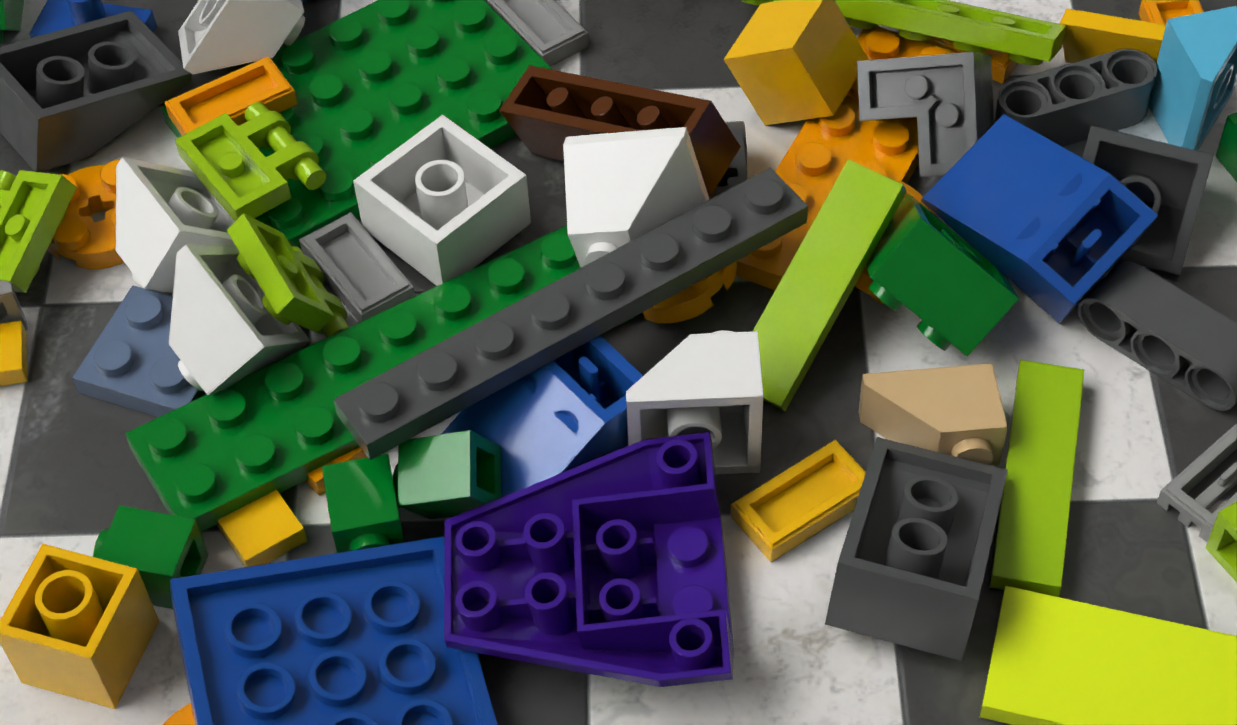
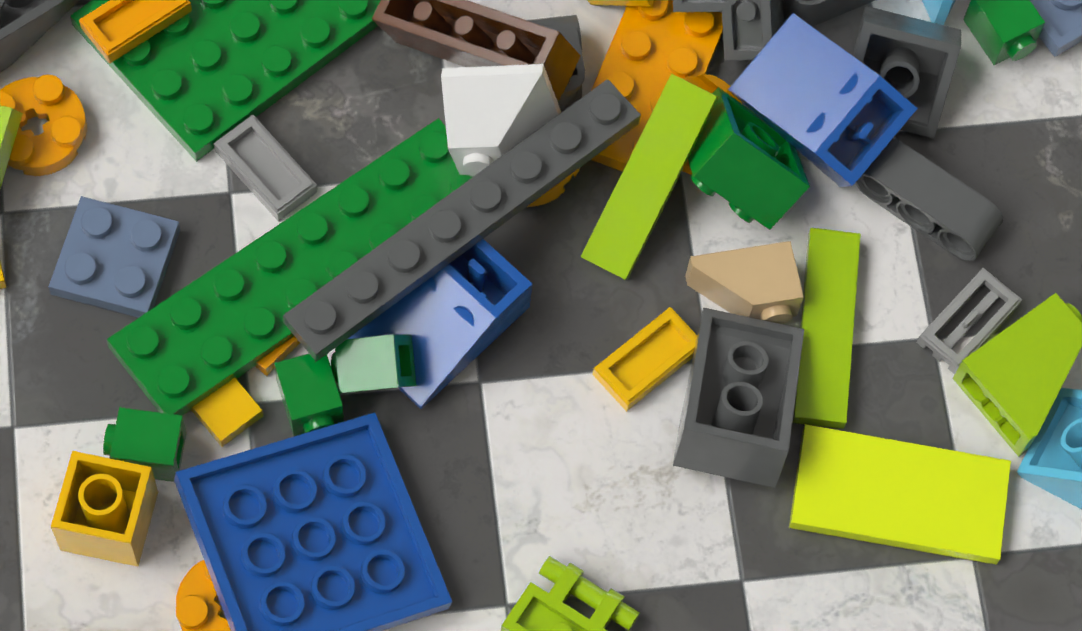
camera: 15 degrees left, 15 degrees up
(160, 214) = (113, 140): white slope -> none
(221, 321) = (177, 235): white slope -> none
(235, 169) = (154, 87): lime plate -> none
(287, 278) = (217, 191): lime plate -> none
(443, 201) = (333, 107): white brick -> none
(600, 569) = (500, 435): dark purple wedge -> none
(705, 387) = (568, 294): white slope -> none

